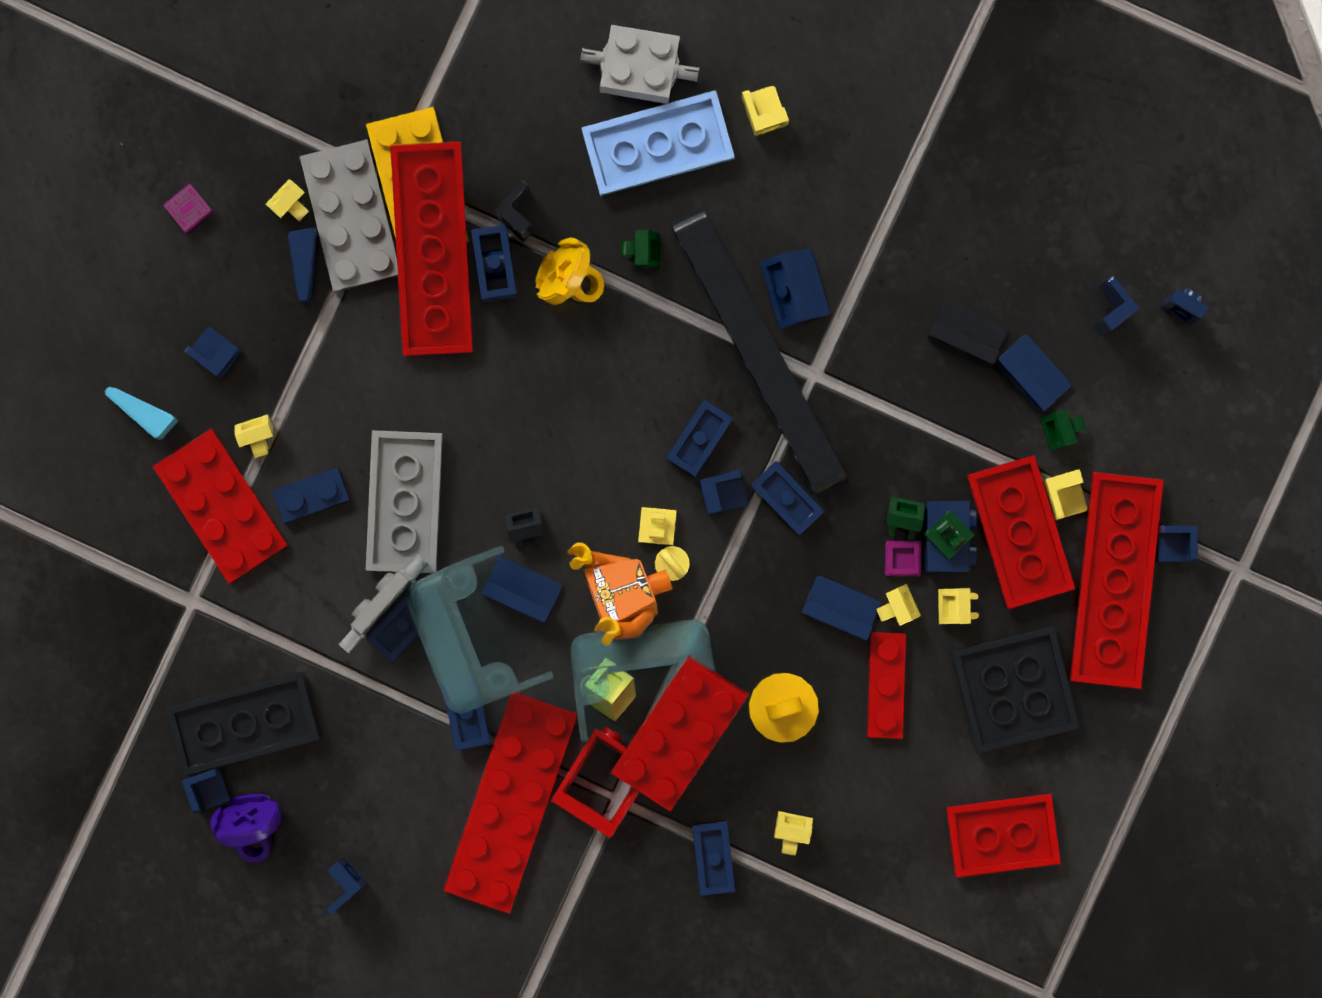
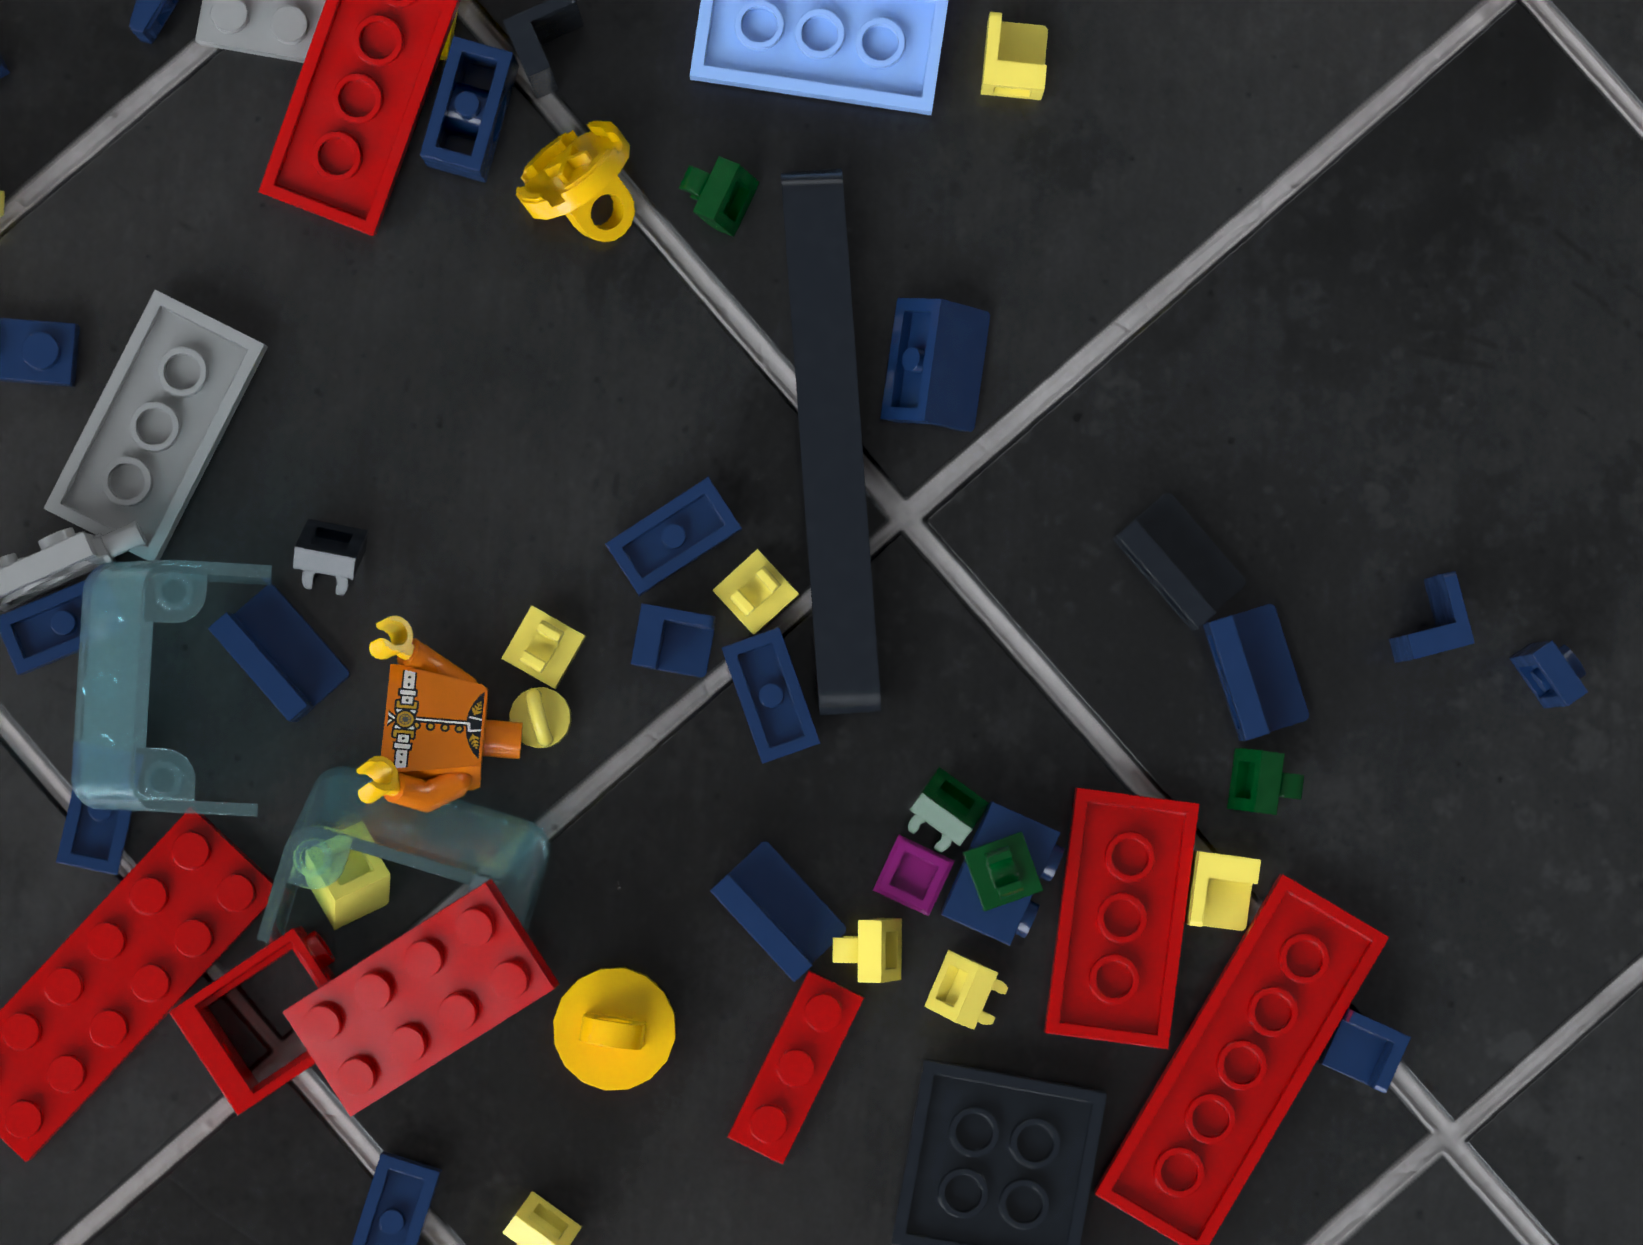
camera: 25 degrees right, 0 degrees up
(754, 448) = (755, 592): none -> light yellow tile

